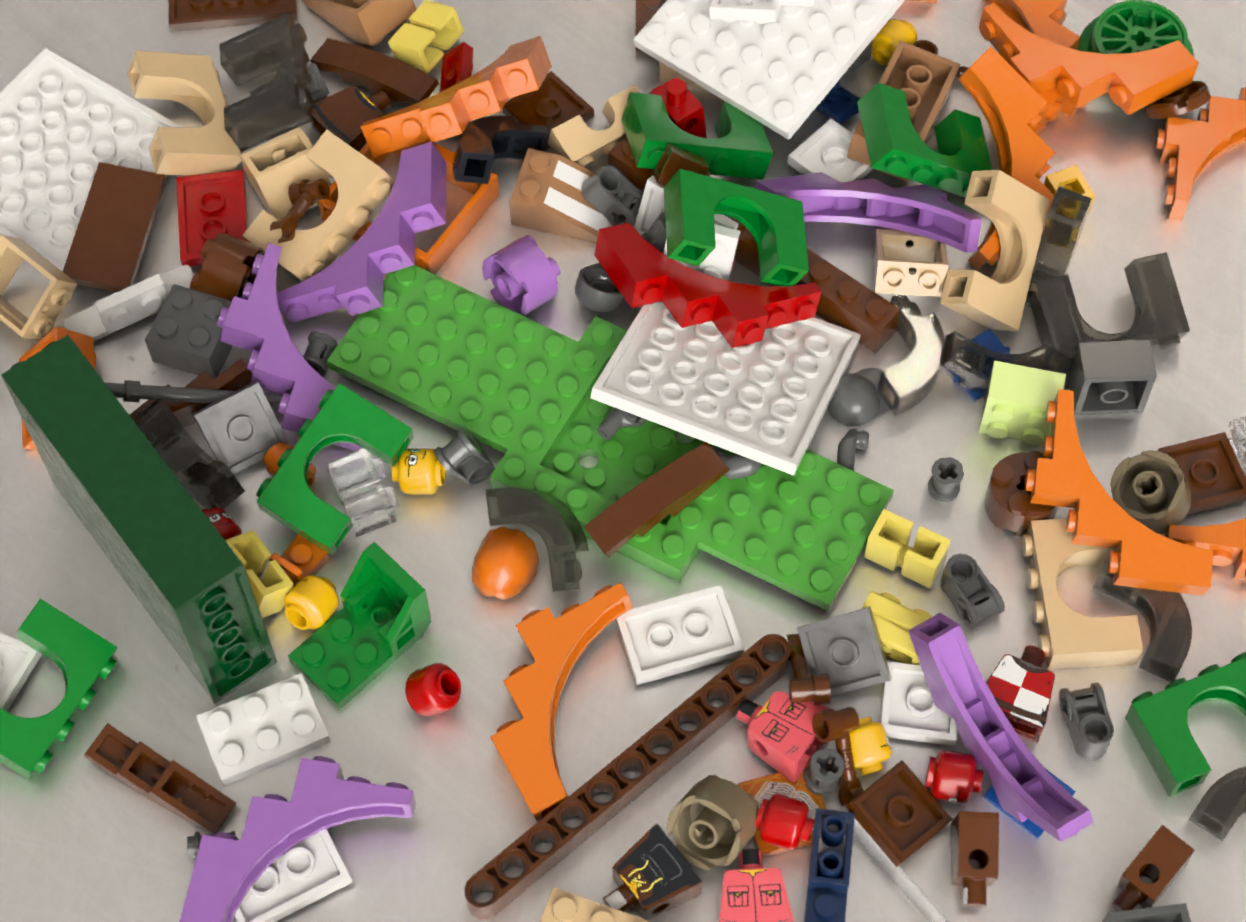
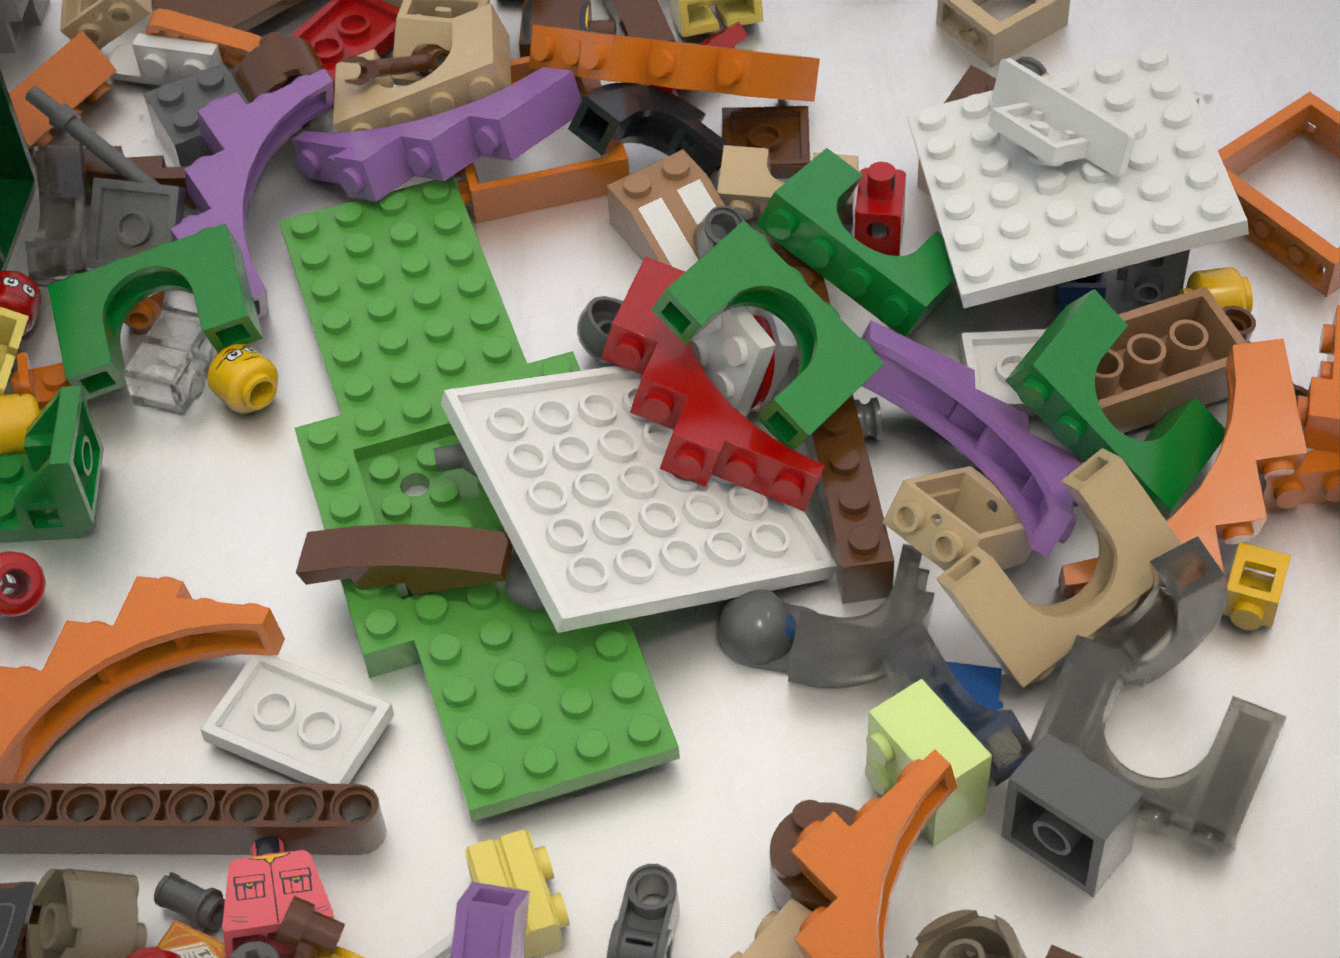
camera: 45 degrees right, 10 degrees down
(168, 266) = (232, 42): none -> orange beam
(319, 350) = (269, 212): dark grey bush -> none
(465, 459) = (289, 390): dark grey piece -> none
(504, 563) = (218, 523): orange hair -> none
(521, 276) = (543, 265): medium lavender brick -> none
(551, 520) = (287, 509): clear smoke arch -> none
(675, 159) = (796, 244): reddish brown brick -> none
(736, 766) = (200, 906): none -> dark grey pin
(806, 686) = (339, 872): reddish brown brick -> none
(846, 650) = (422, 871): flat silver plate -> none
(848, 445) = (693, 670): dark grey arm -> none
(889, 548) = (615, 809): light yellow piece -> none
(946, 479) = (761, 784): dark grey bush -> none

